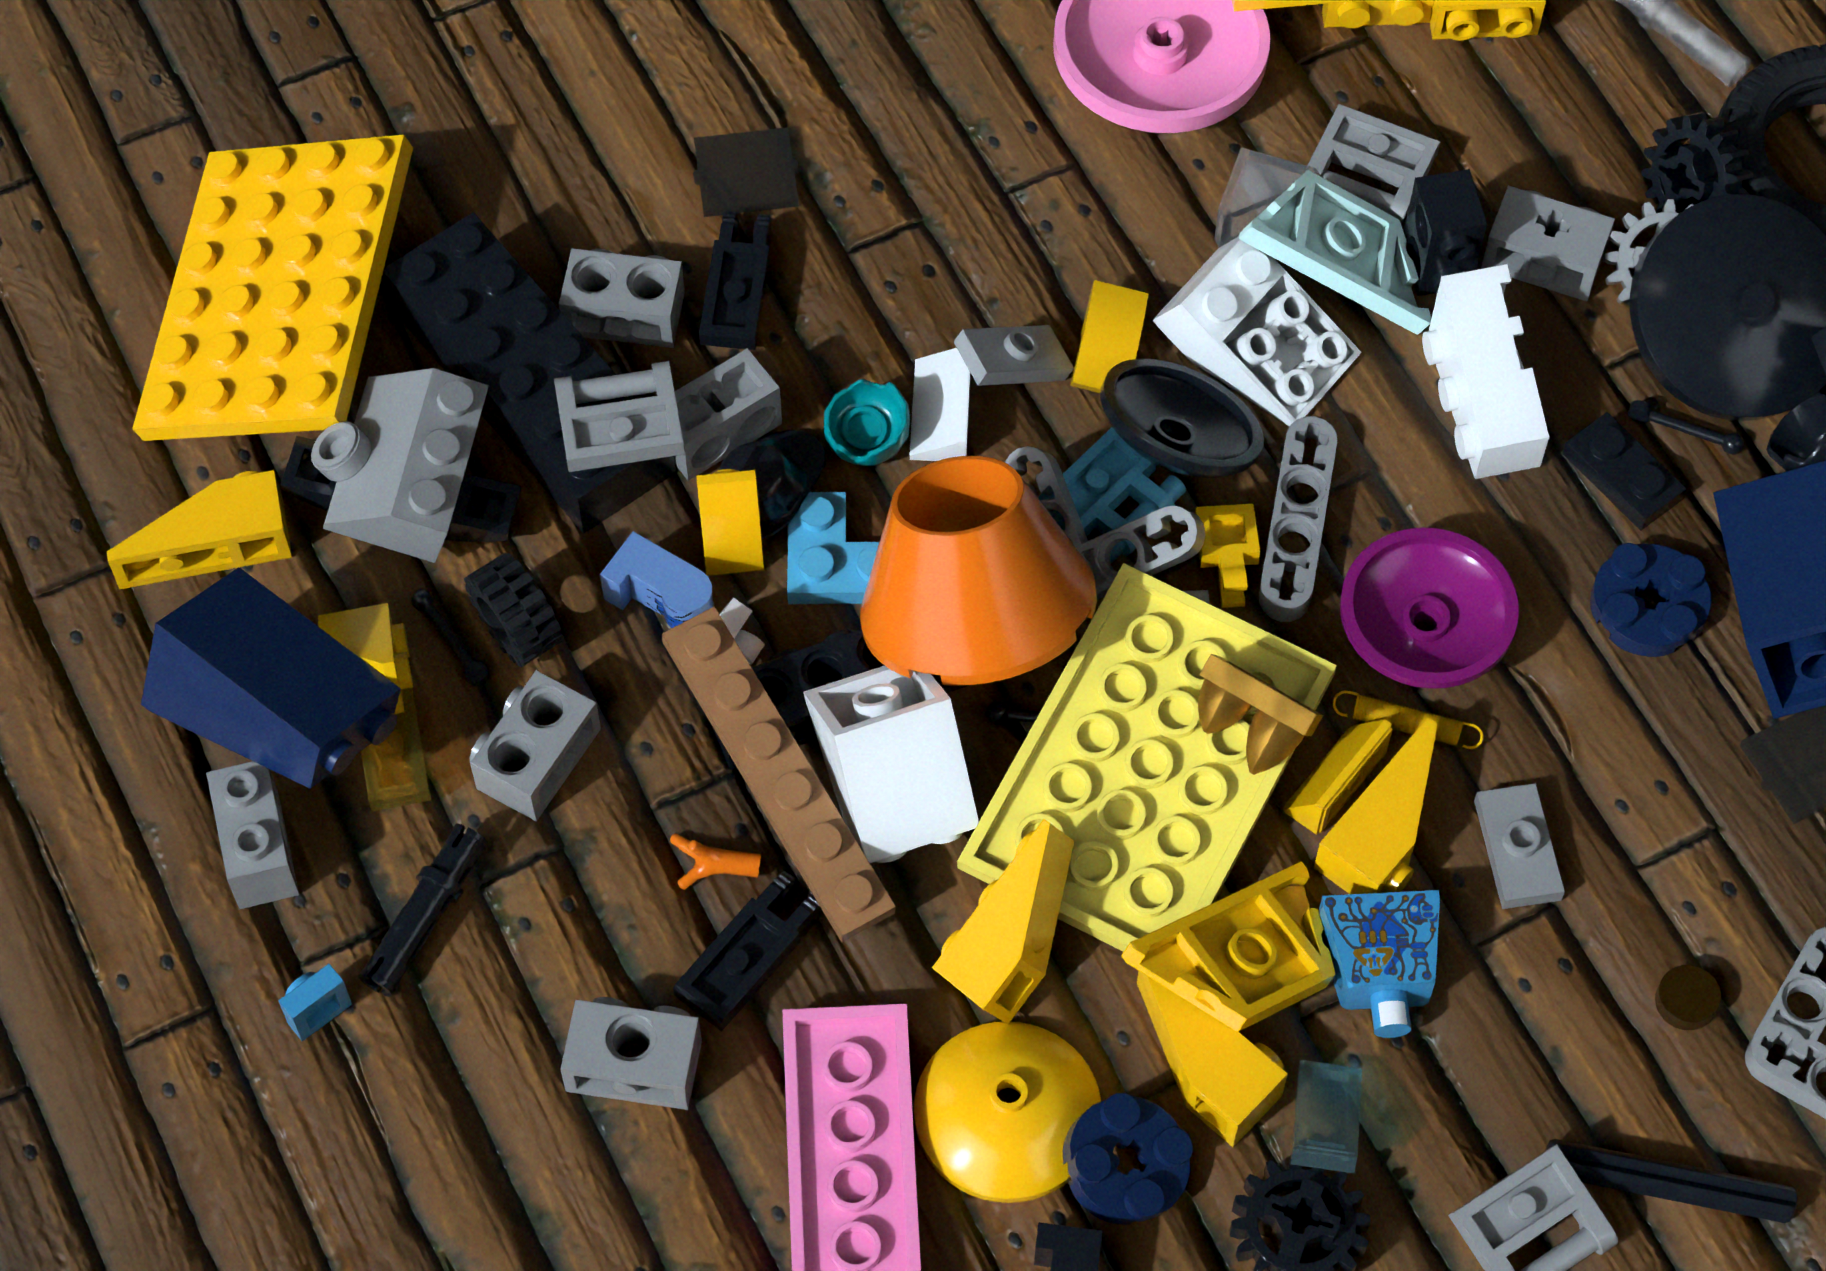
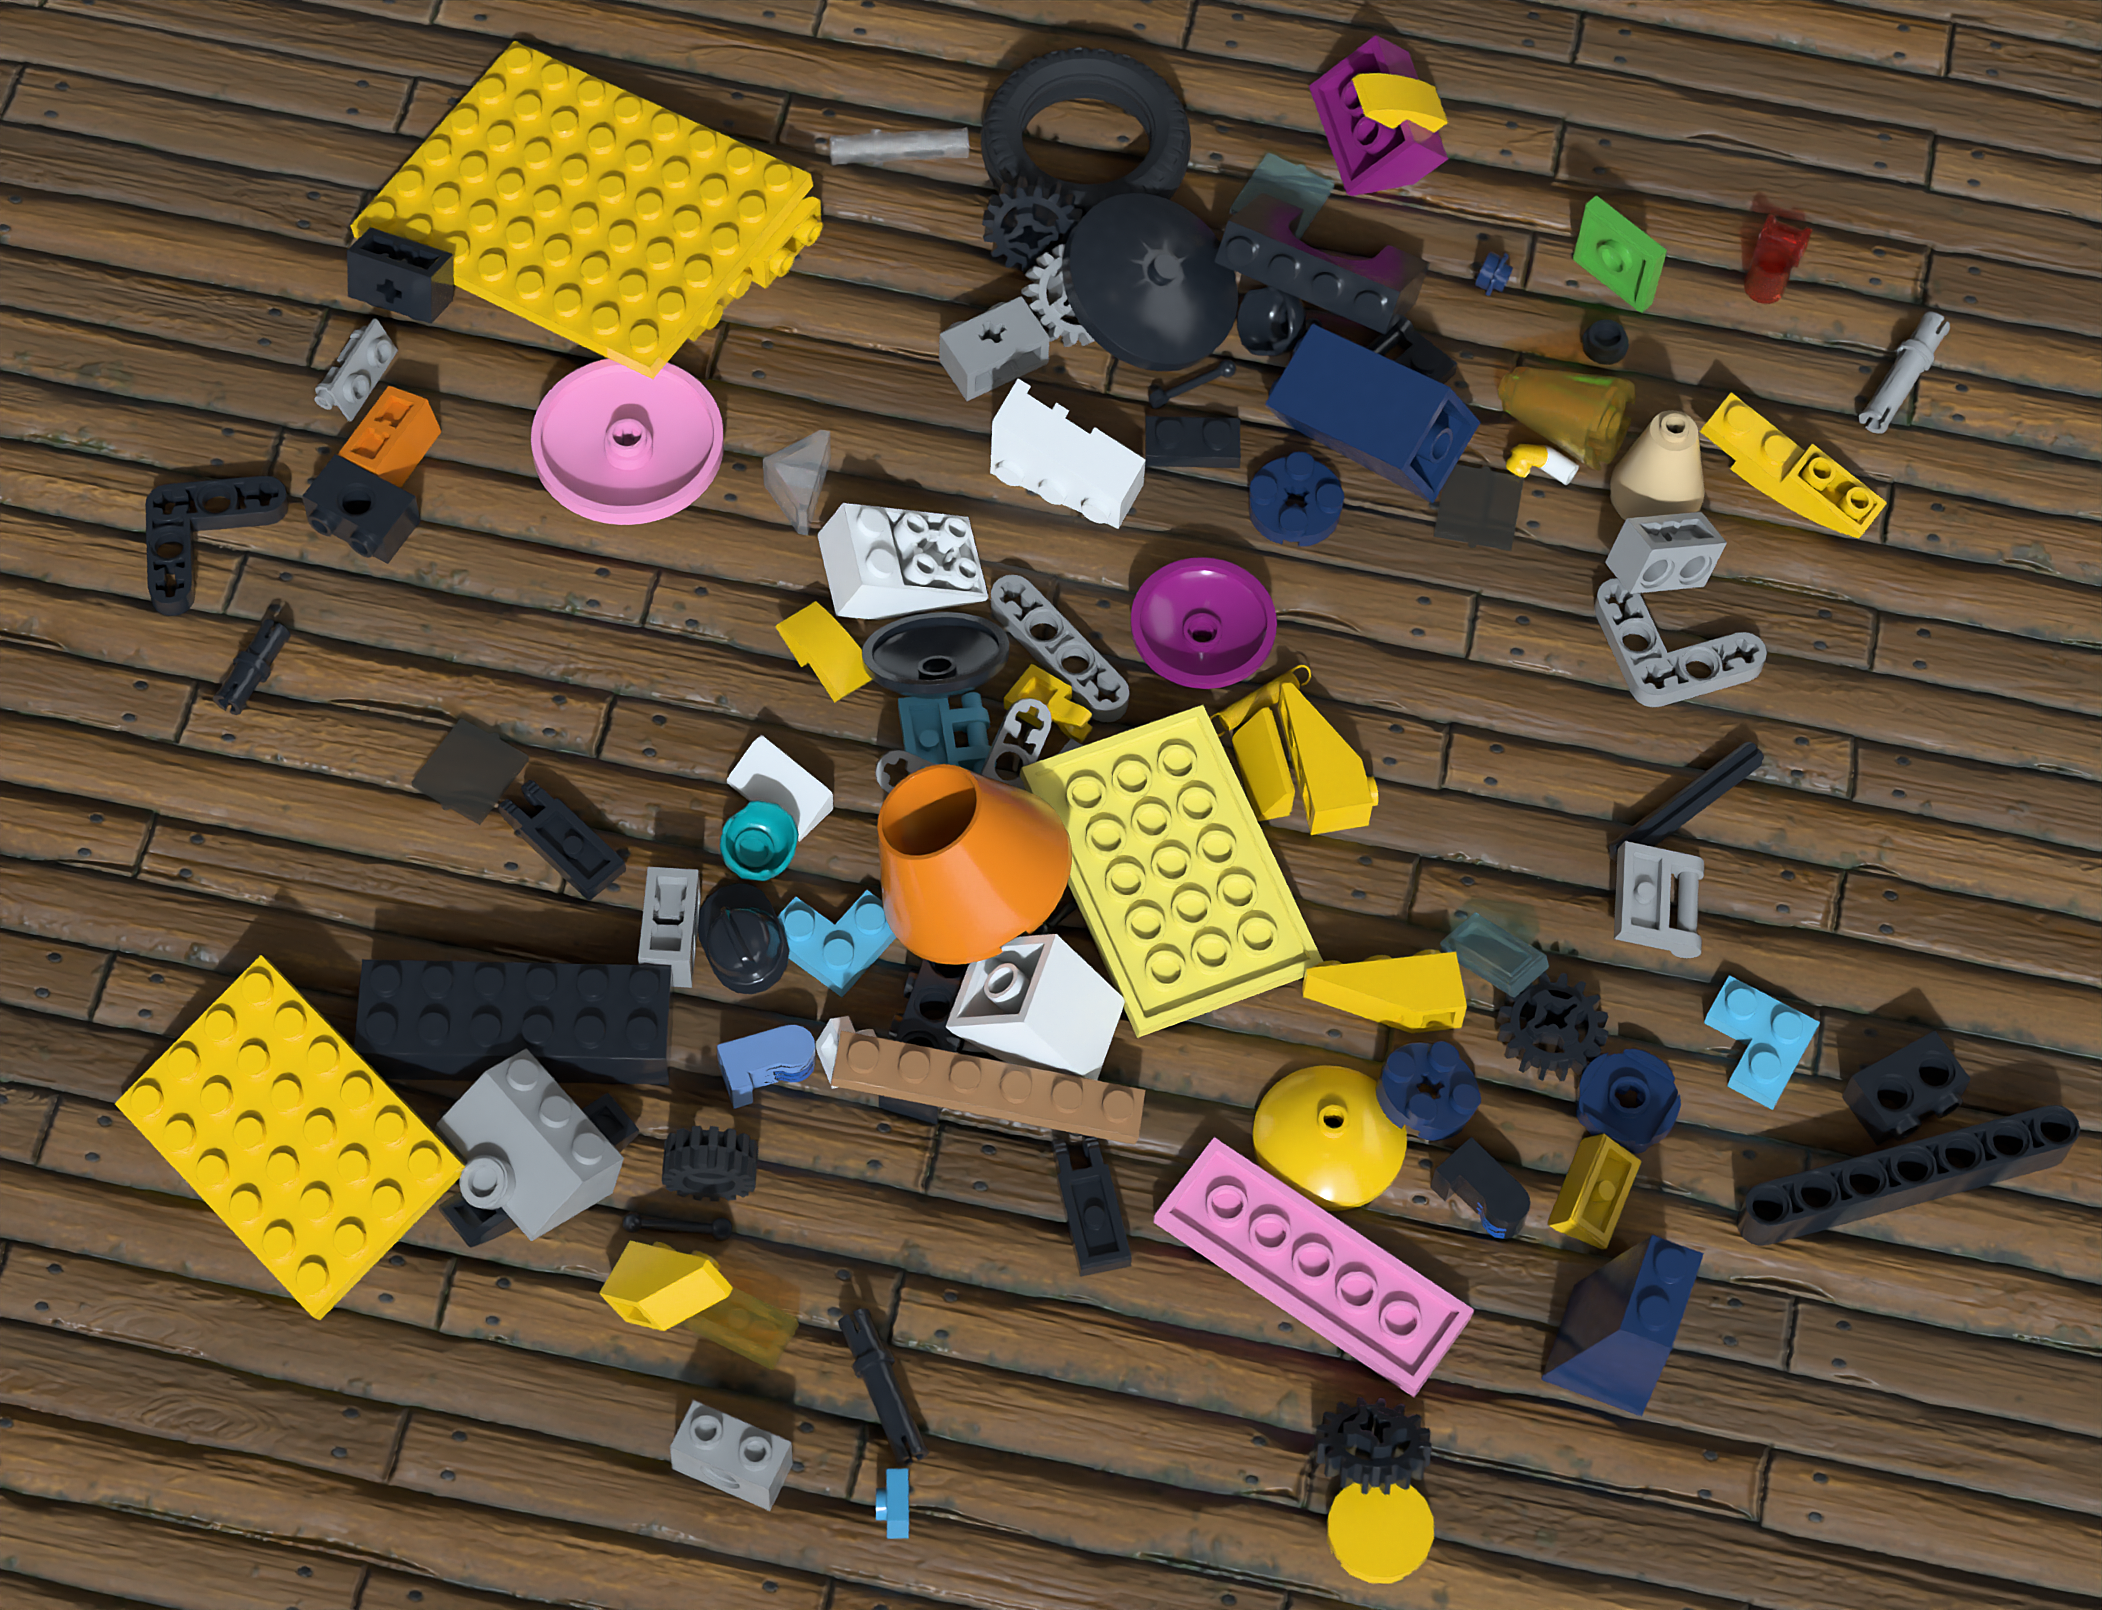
camera: 55 degrees left, 0 degrees up
(215, 530) = (461, 1304): yellow slope -> none
(266, 682) = (643, 1357): dark blue slope -> none
(547, 749) = (829, 1225): light grey brick -> none
(620, 308) = (518, 927): light grey brick -> none
(622, 429) = (649, 989): light grey plate -> none
(656, 1077) = (1095, 1356): light grey brick -> none
(714, 861) = (1002, 1180): orange bar -> none
(730, 522) = (767, 977): yellow slope -> none
(1010, 934) = (1228, 1044): yellow slope -> none
(1013, 355) = (789, 716): light grey plate -> none
(1242, 952) = (1350, 913): yellow wing -> none
(1276, 725) = (1219, 766): pearl gold tile -> none
(1342, 247) = (892, 462): light aqua wing -> none
(1378, 152) = (834, 385): light grey plate -> none
(1383, 953) = (1411, 839): dark azure torso -> none
(1443, 227) = (941, 397): black brick -> none
(1519, 846) = (1399, 708): light grey plate -> none
(1688, 997) = (1578, 699): dark brown tile -> none

